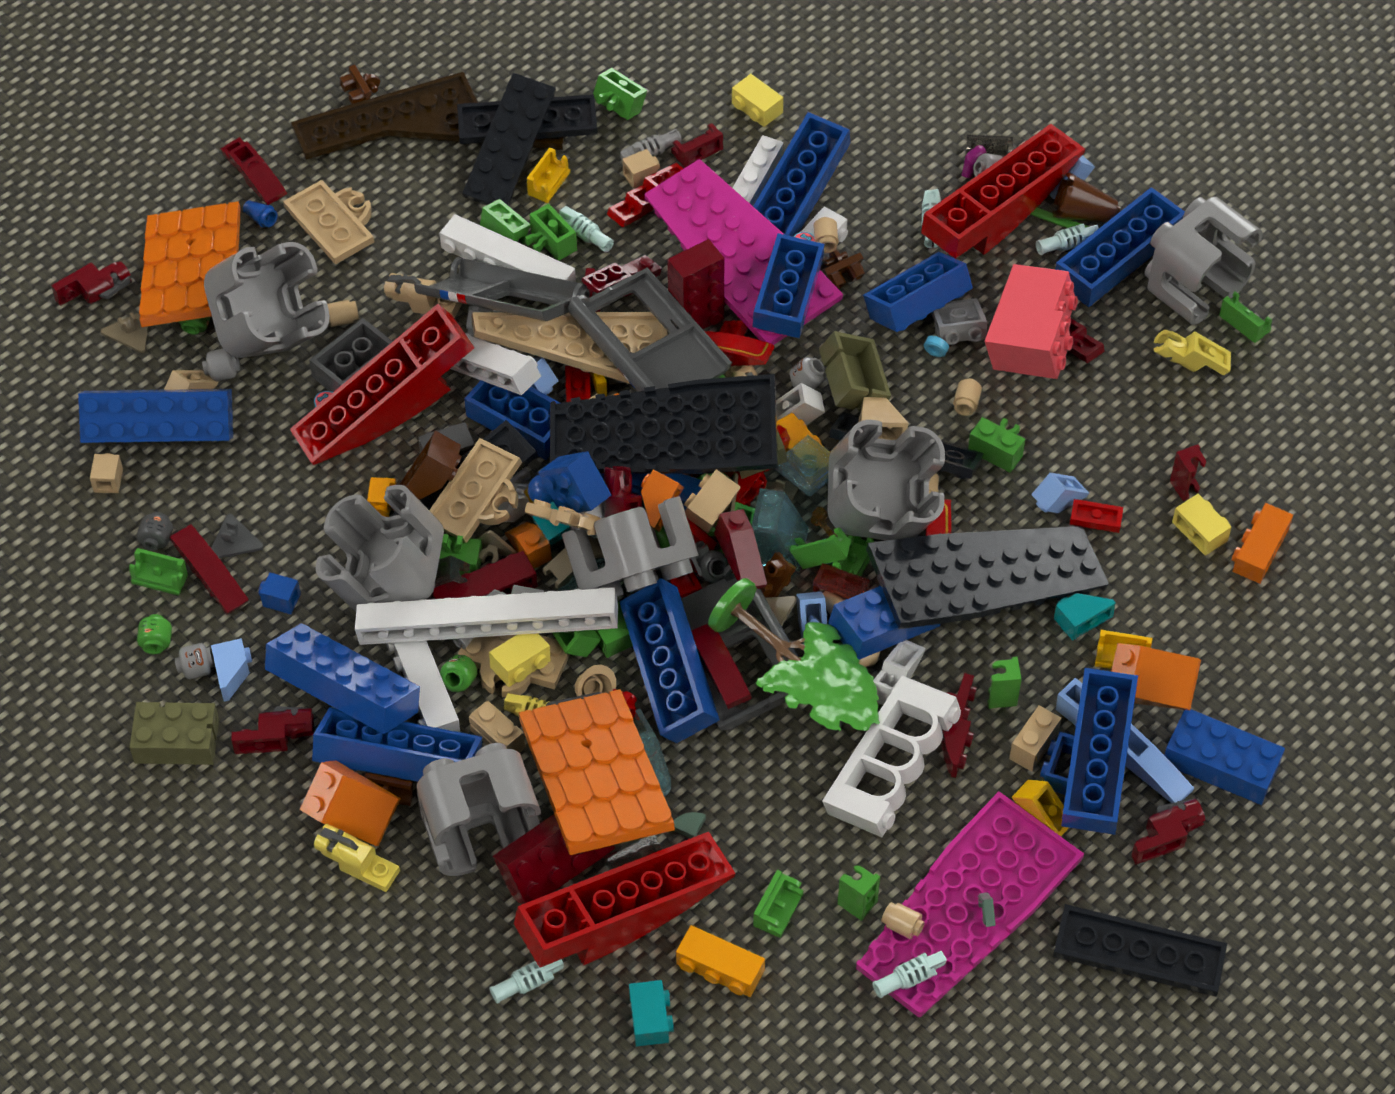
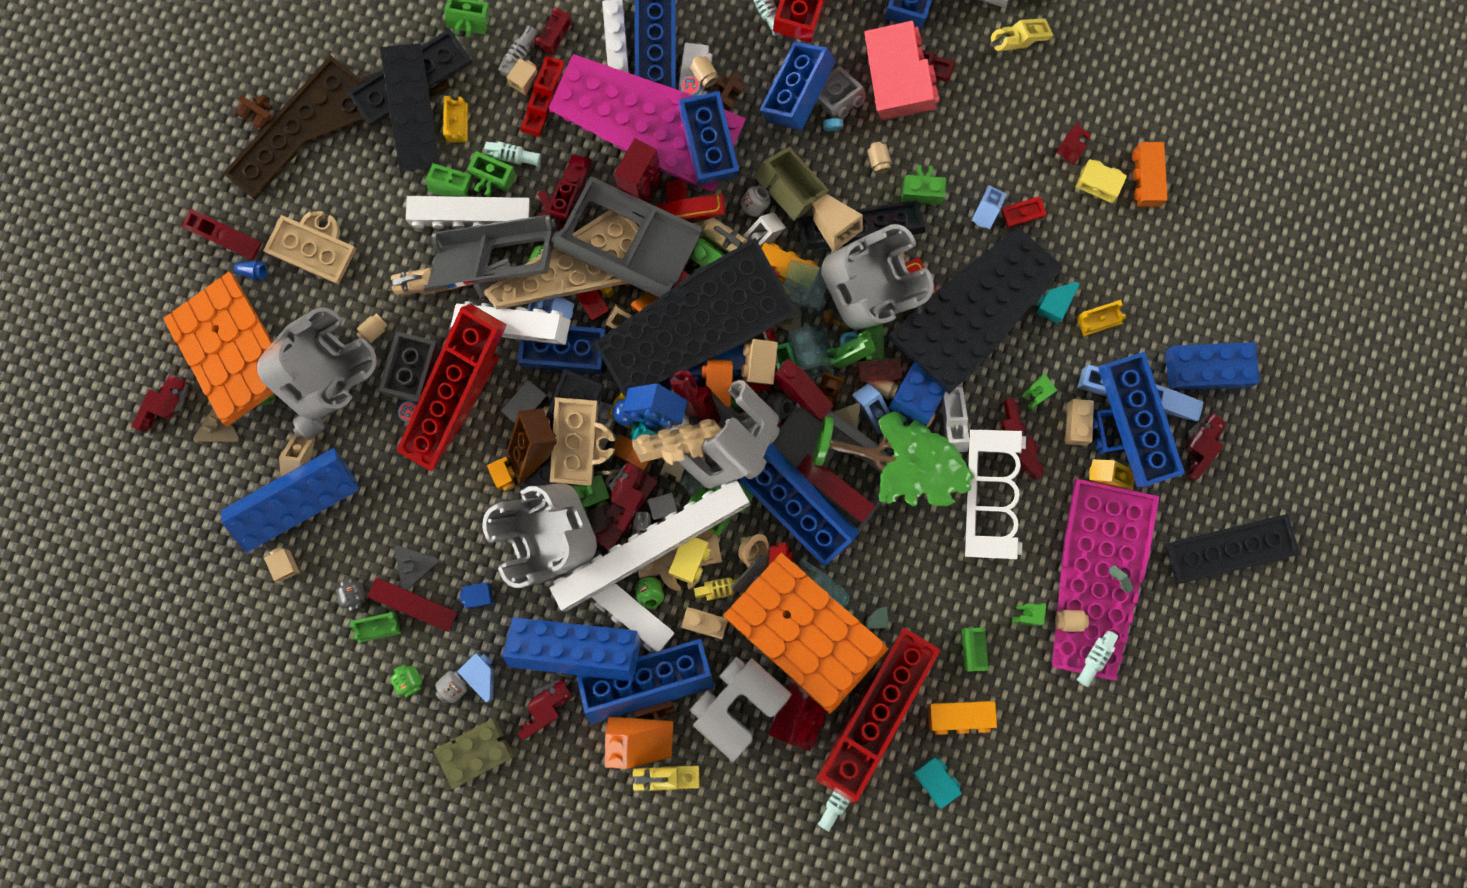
camera: 30 degrees left, 25 degrees up
(495, 565) = (626, 495): none -> dark red plate
(1163, 676) = (1141, 332): orange slope -> none

